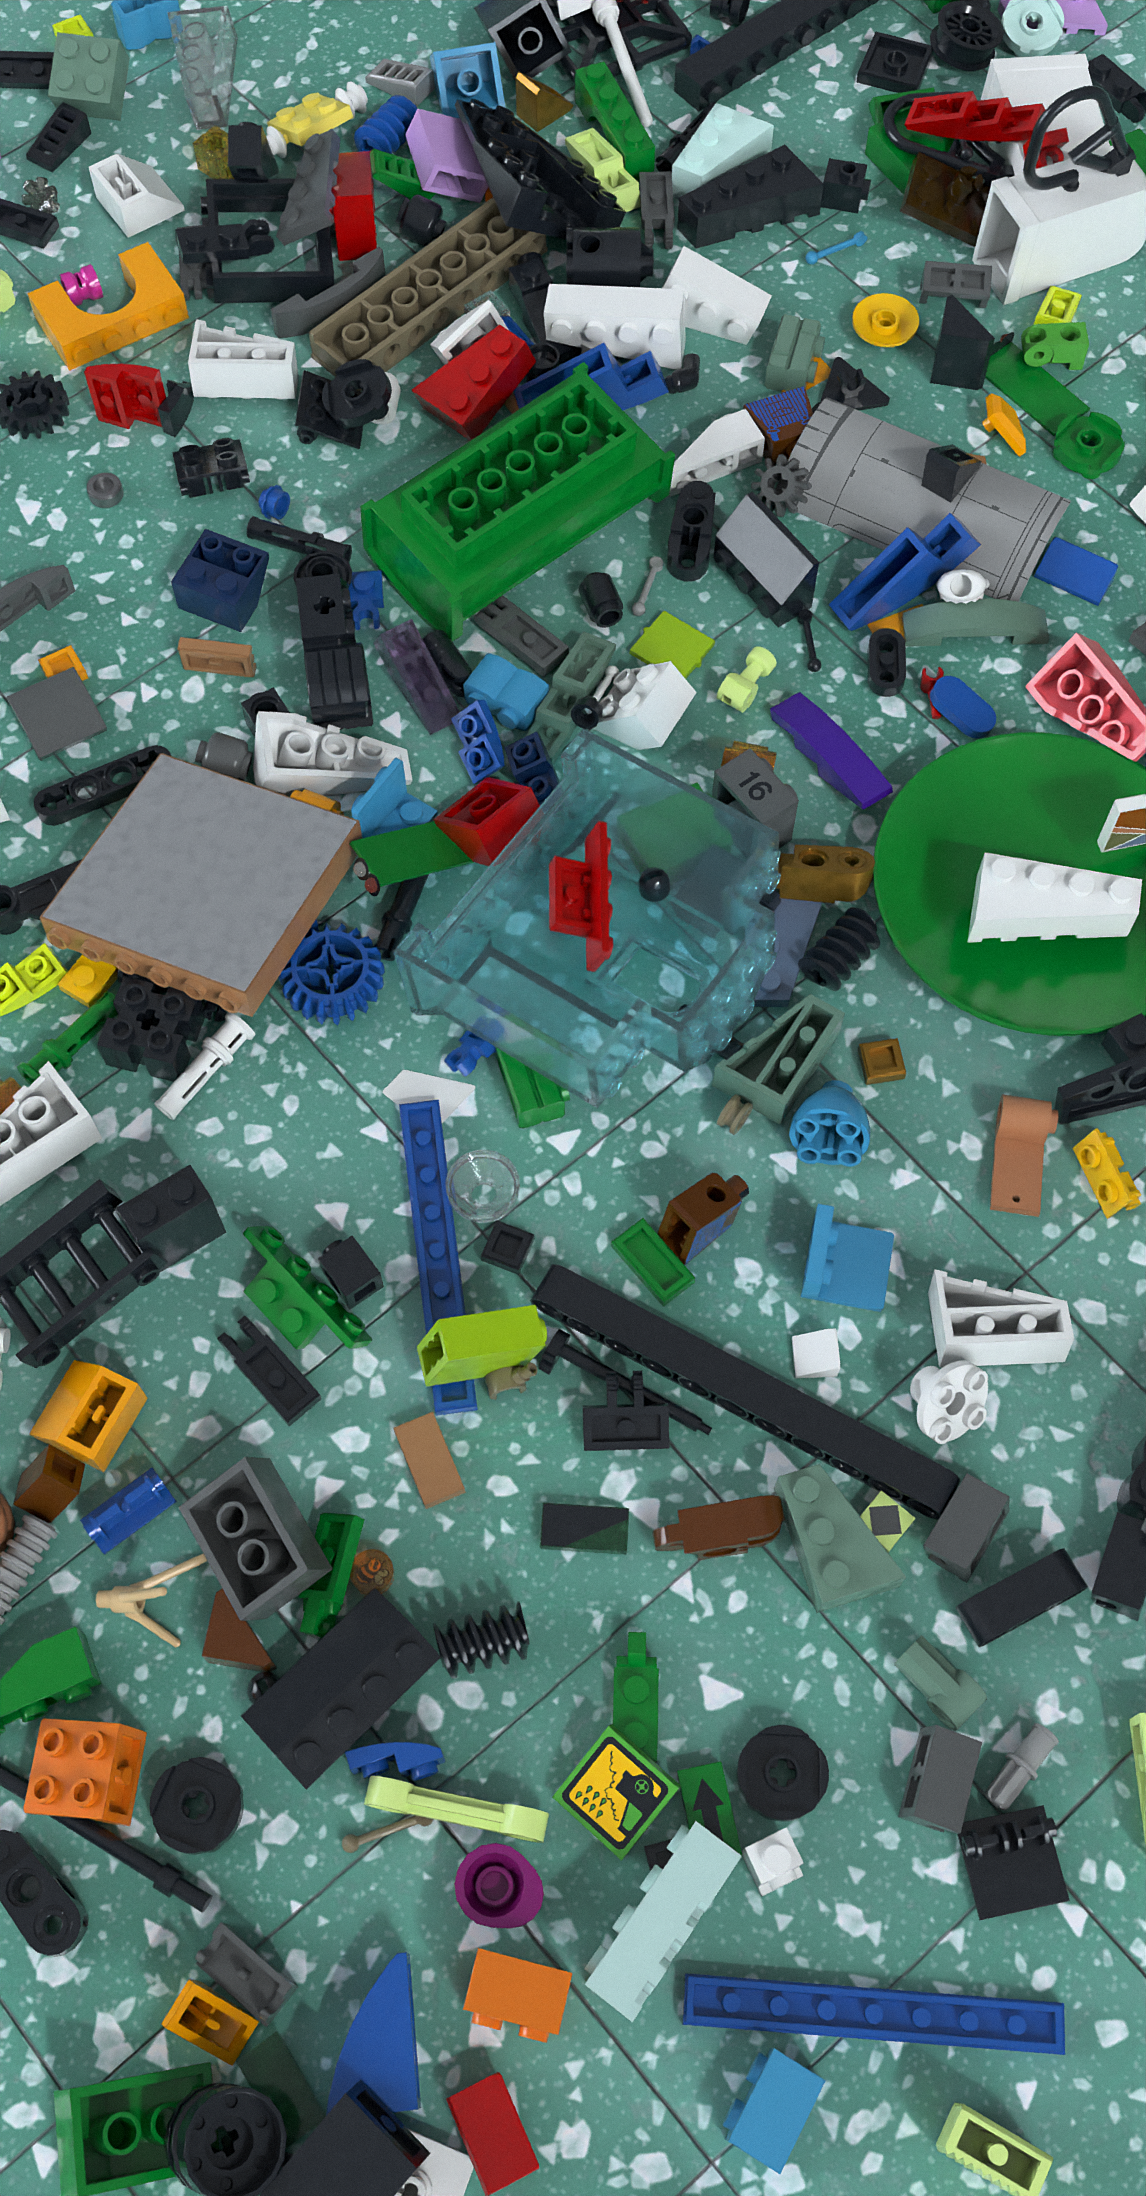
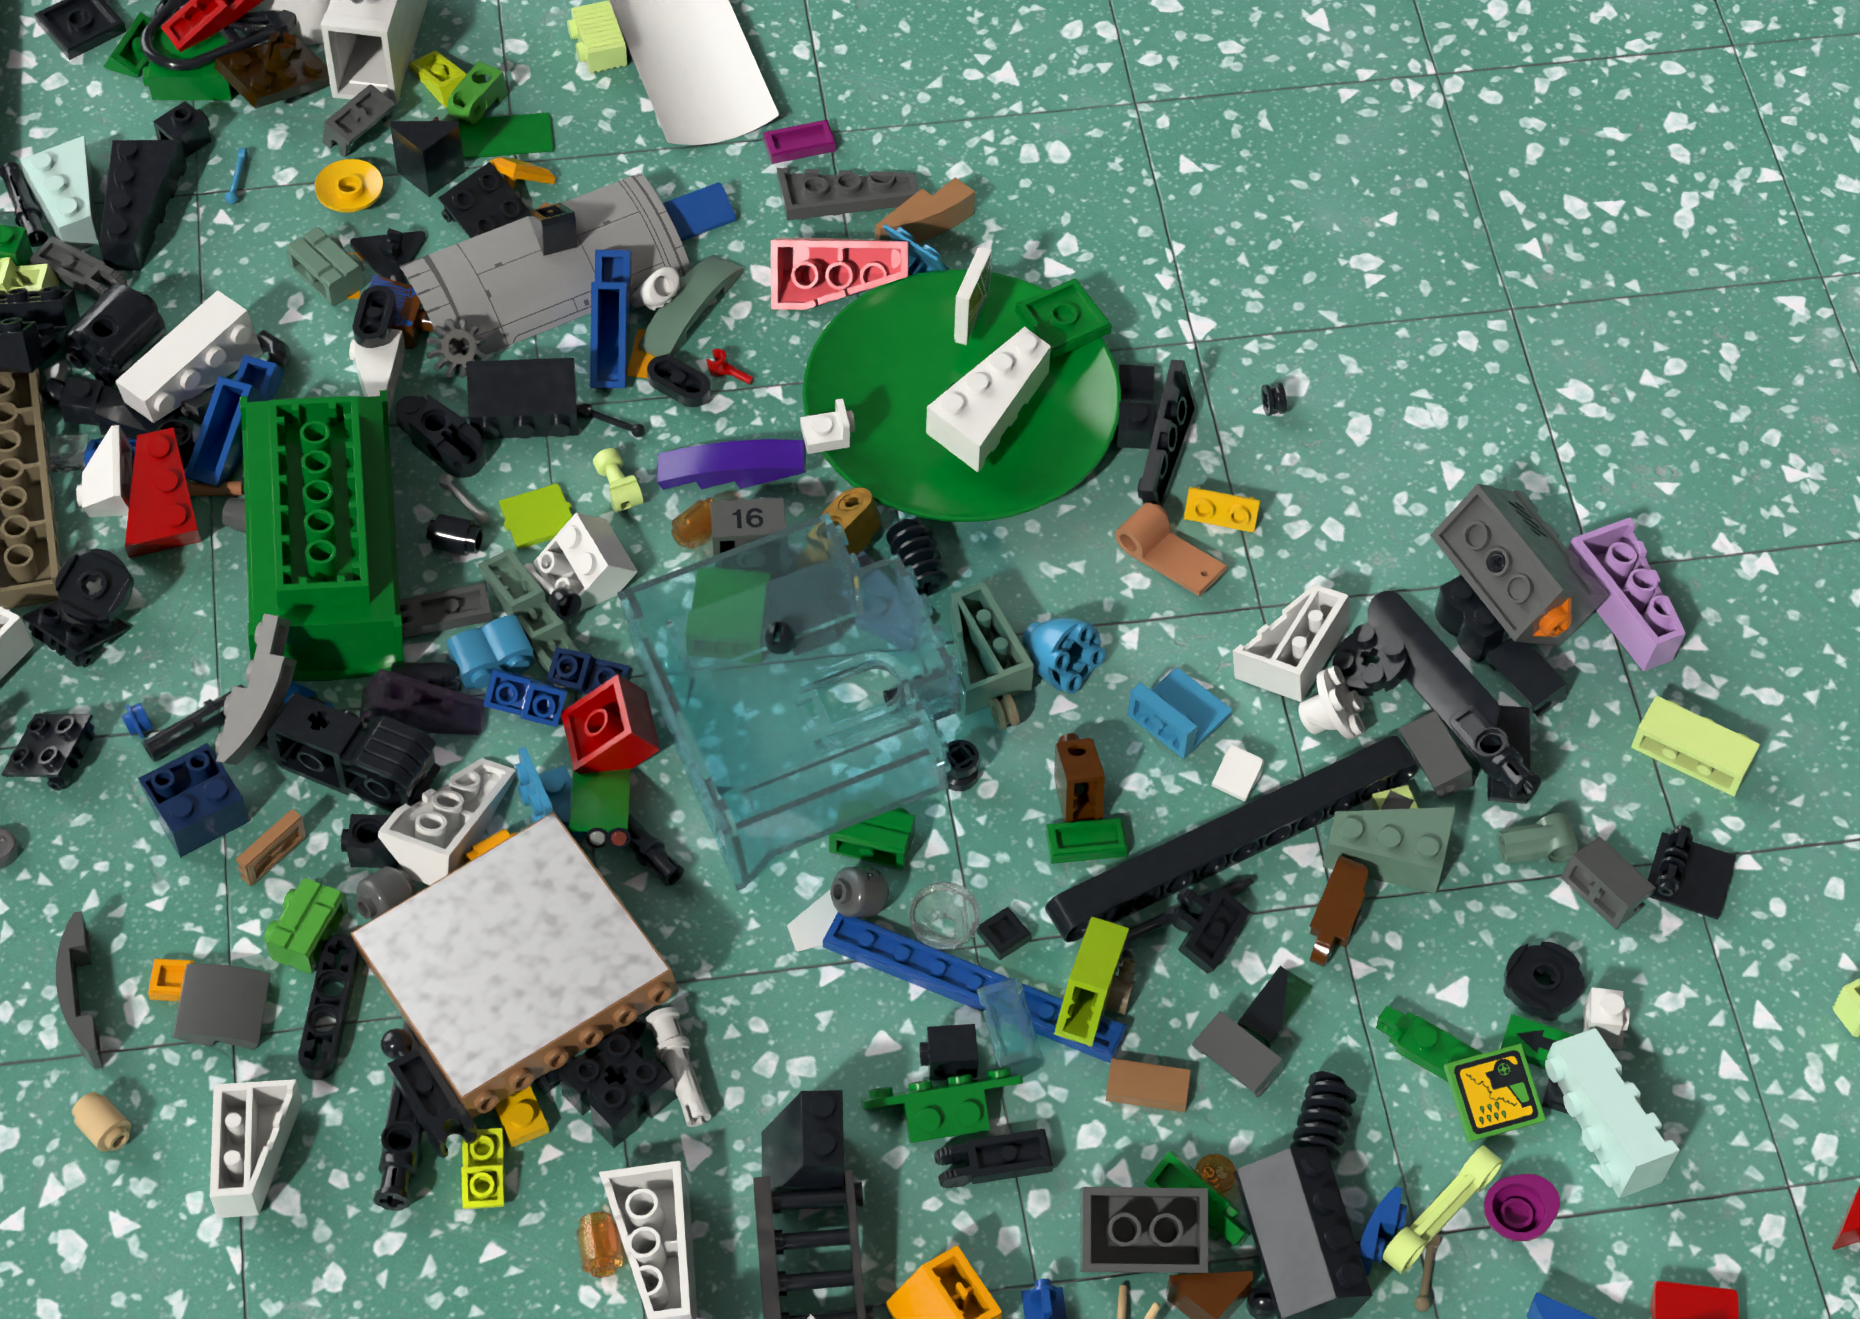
camera: 60 degrees left, 10 degrees down
(26, 917) = (426, 1091): none -> black plate
(60, 1051) = (581, 1172): green pin -> none
(162, 721) = (308, 920): none -> bright green brick
(325, 552) = (254, 708): none -> light grey slope
(361, 974) = (658, 910): blue gear -> none
(399, 1301) = (1009, 1022): none -> clear light blue brick
(459, 1103) = (859, 892): none -> dark grey head
(466, 1056) = (812, 861): blue plate -> none
(504, 1523) = (1239, 1054): none -> dark grey hinge
(518, 1994) = (1610, 1231): orange brick -> none
(580, 897) = (757, 687): red bracket -> none
(648, 1118) = (964, 765): none -> black wheel
(716, 298) = (241, 274): white wedge -> none
(755, 408) = (371, 323): none -> black plate
(773, 2109) = (1778, 1118): dark azure brick -> none
(874, 2014) = (1743, 1024): blue tile -> none
(881, 1061) = (1026, 593): pearl gold tile -> none
(911, 796) = (828, 430): none -> white bracket
(949, 415) = (482, 202): none -> black hinge
(963, 707) = (760, 357): blue tile -> none
(1021, 1766) = (1627, 827): light grey axle -> none
(1033, 1384) = (1366, 643): none -> black plate
(1043, 1498) = (1454, 694): none -> black piece
(1084, 459) = (590, 147): green plate -> none

